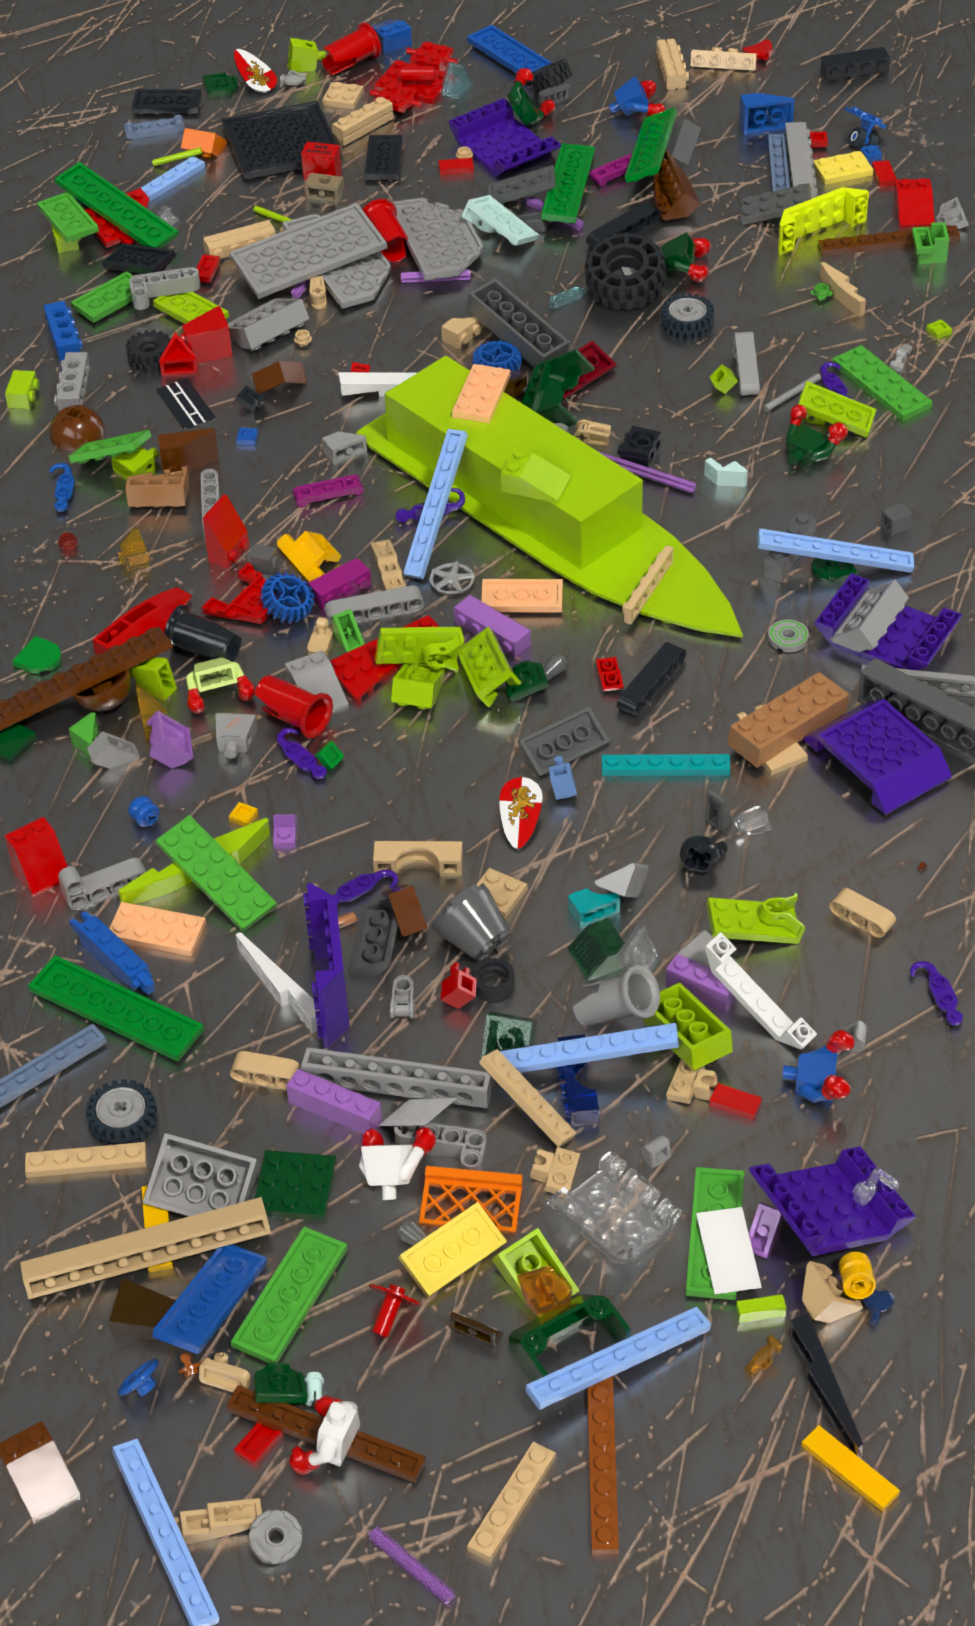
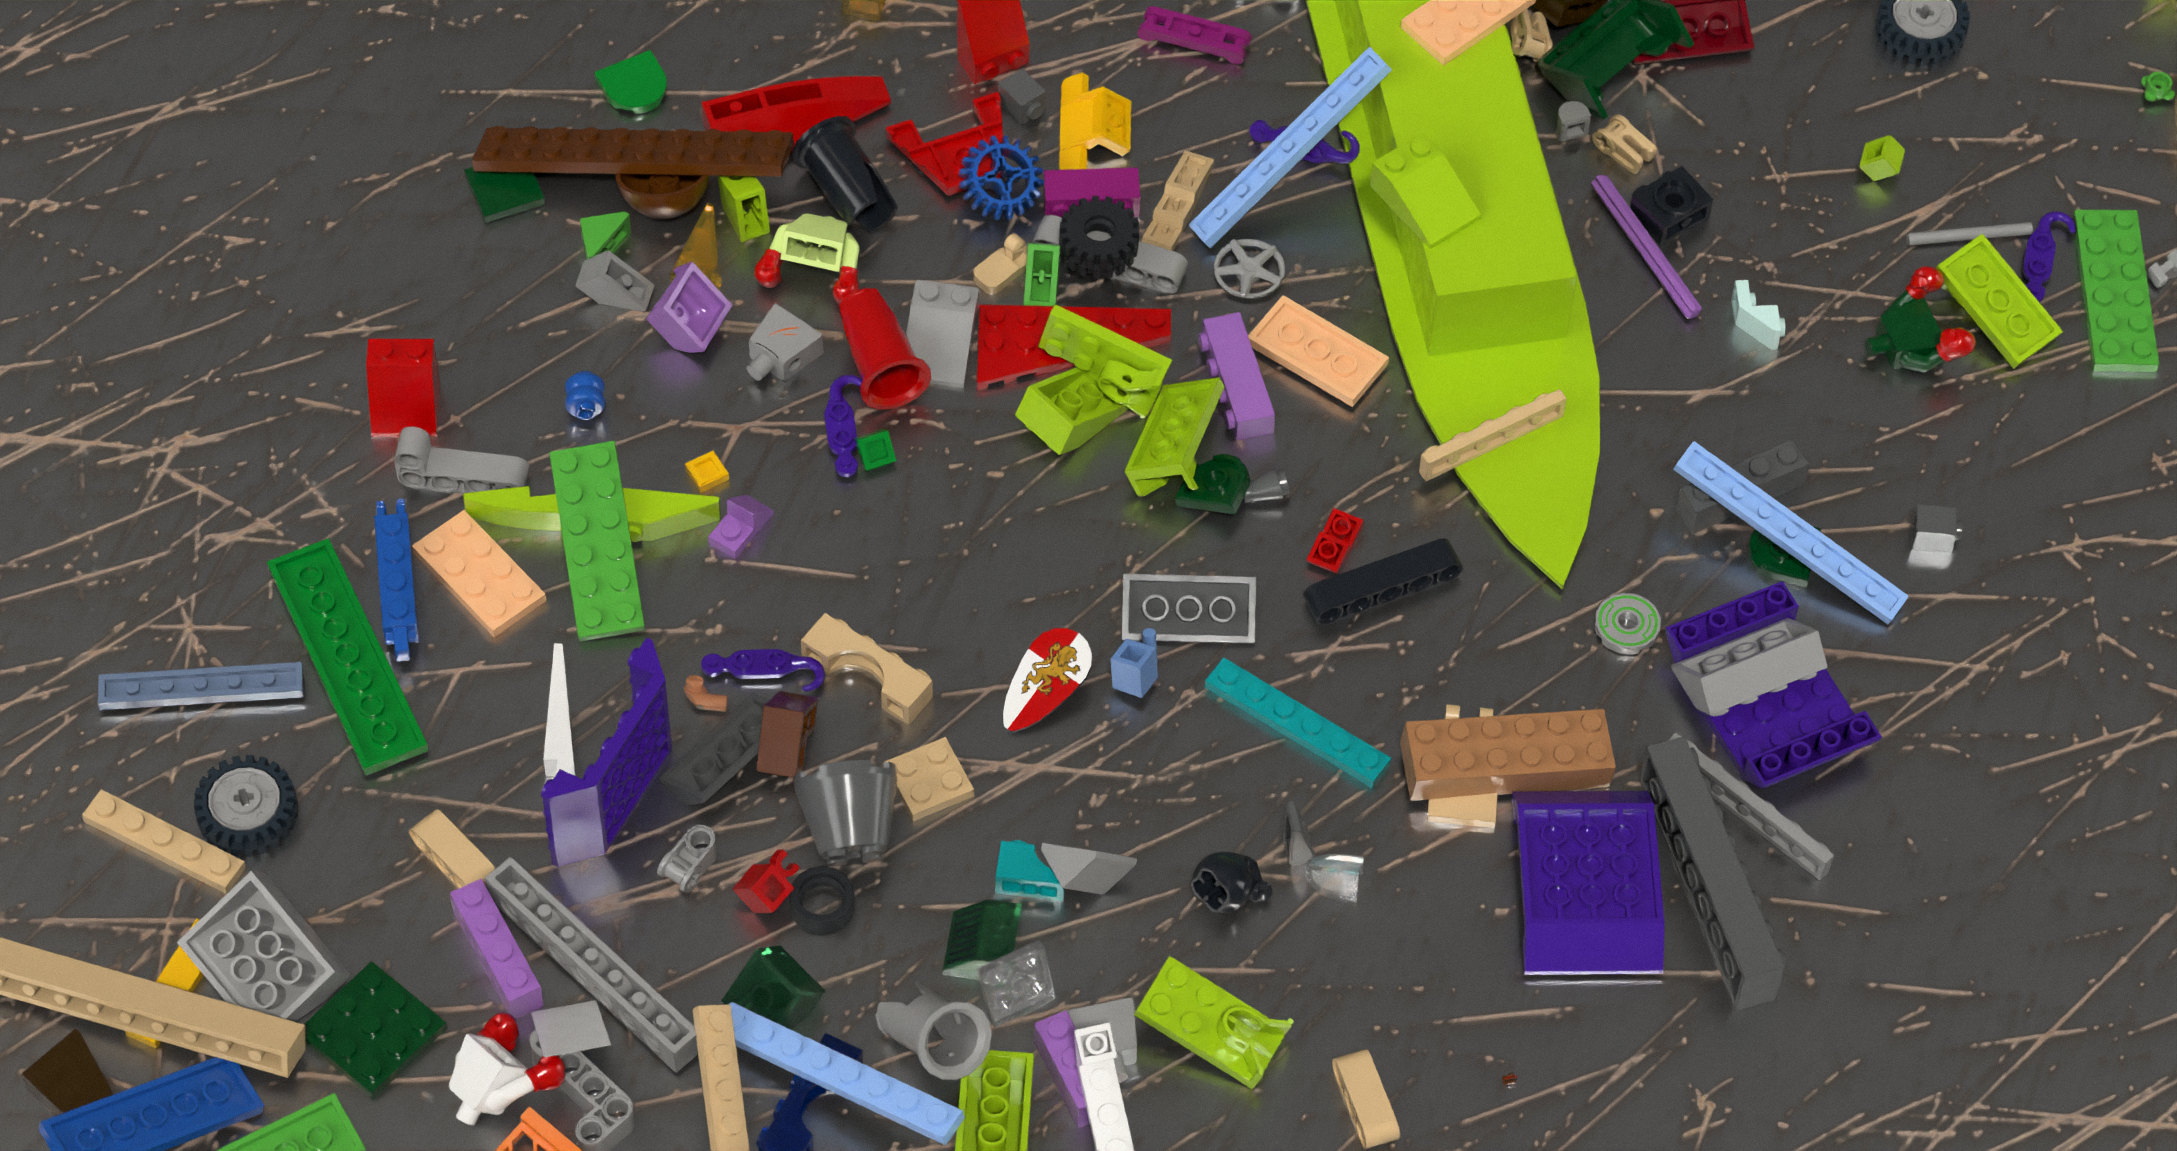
camera: 30 degrees right, 10 degrees up
(367, 605) = (1095, 255): none -> black tyre
(746, 363) = (1944, 130): light grey beam -> none

